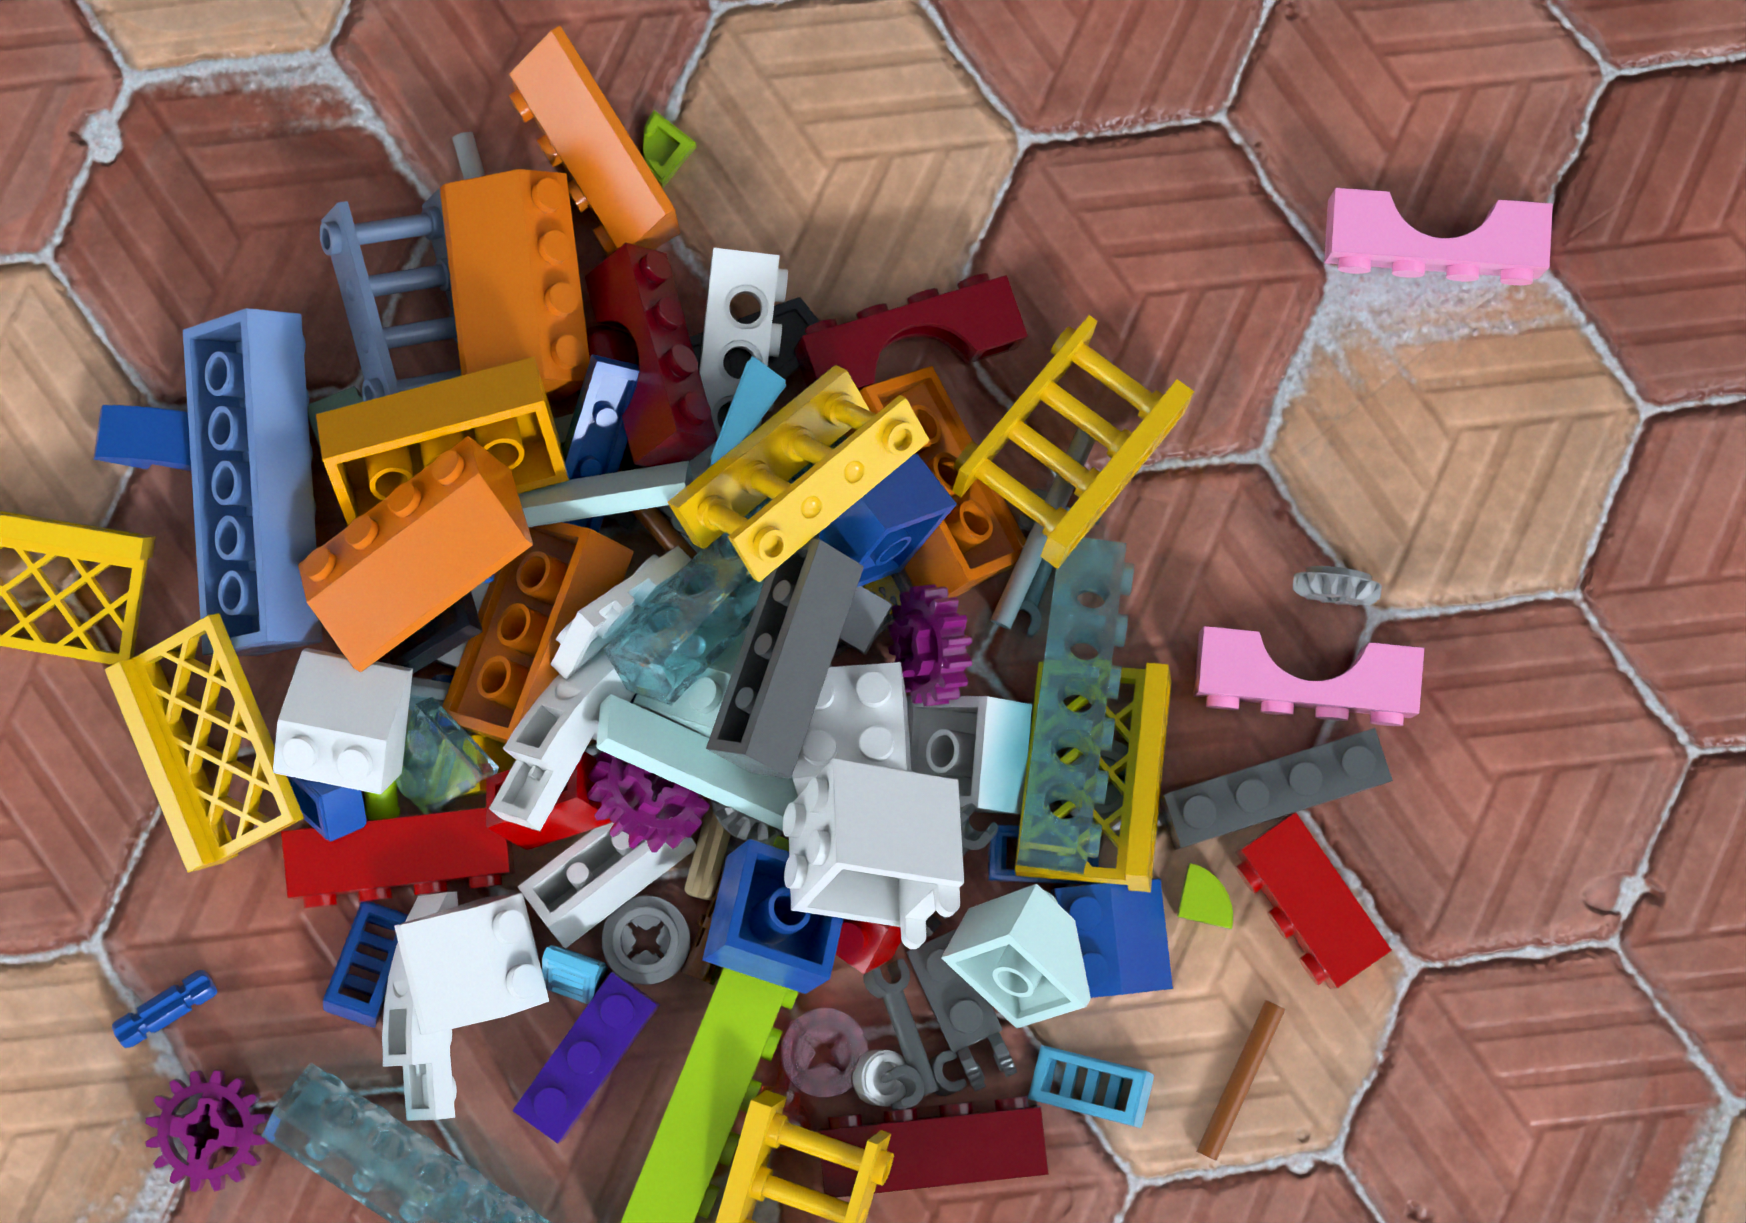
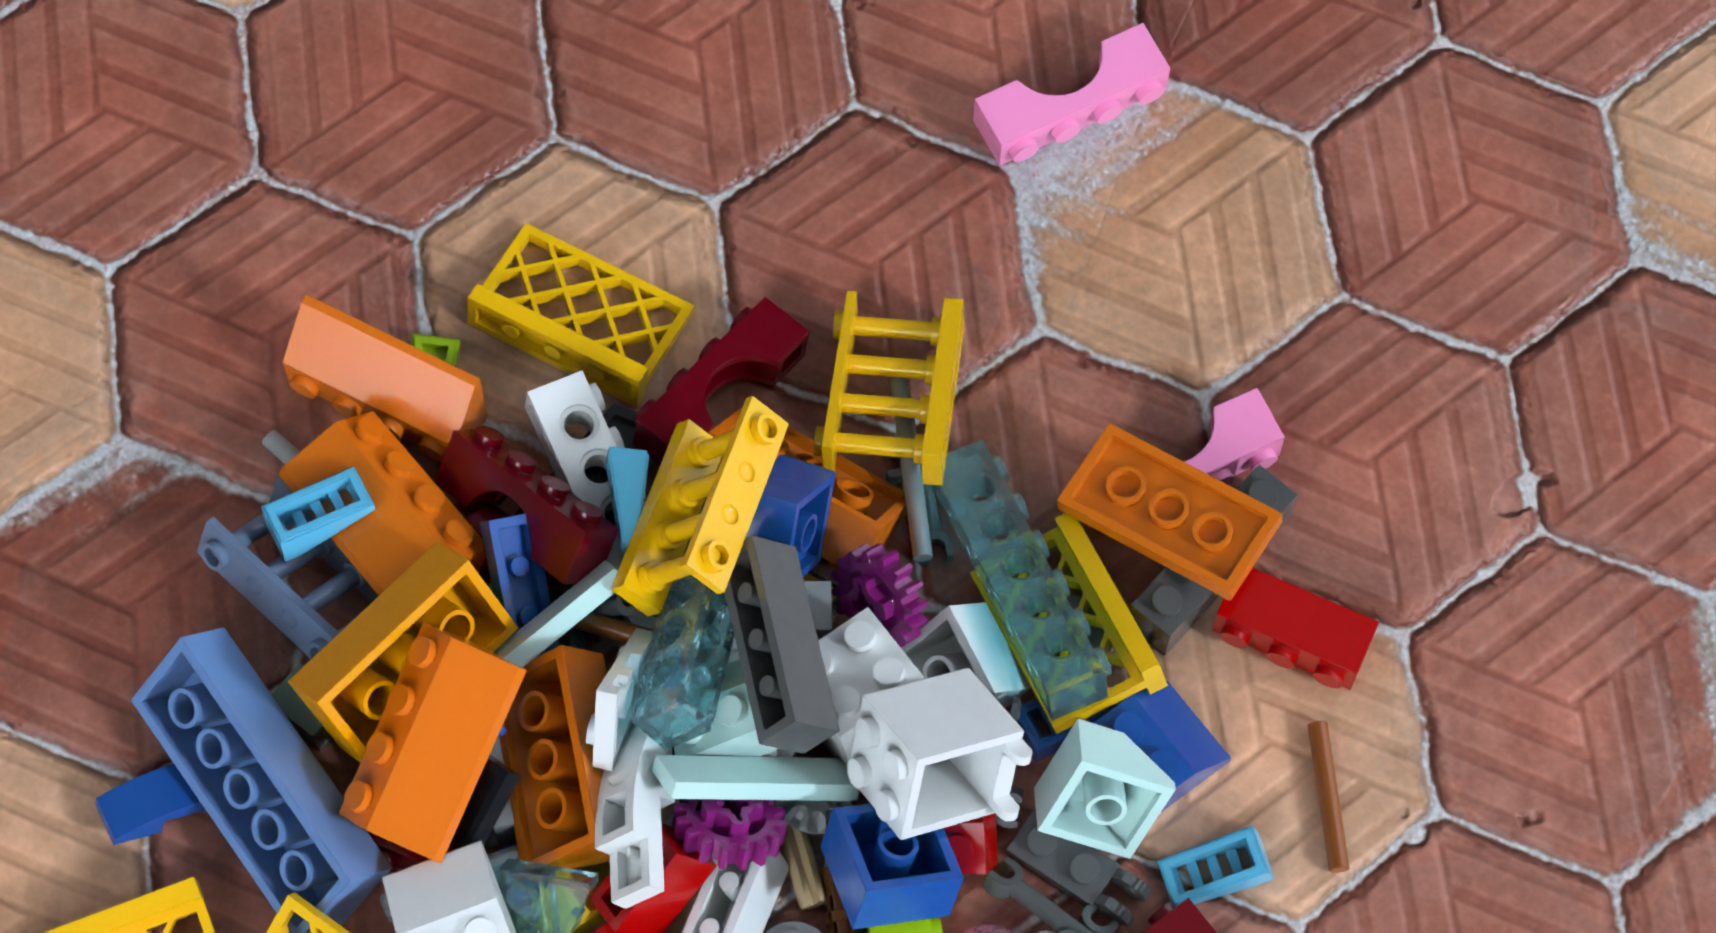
camera: 30 degrees left, 15 degrees down
(430, 233) = (310, 534): none -> medium azure slope
(782, 193) = (567, 348): none -> yellow fence
(1205, 899) = (1212, 676): lime tile -> none
(1255, 729) = (1169, 511): none -> orange plate
(1337, 586) = (1162, 382): light grey gear -> none

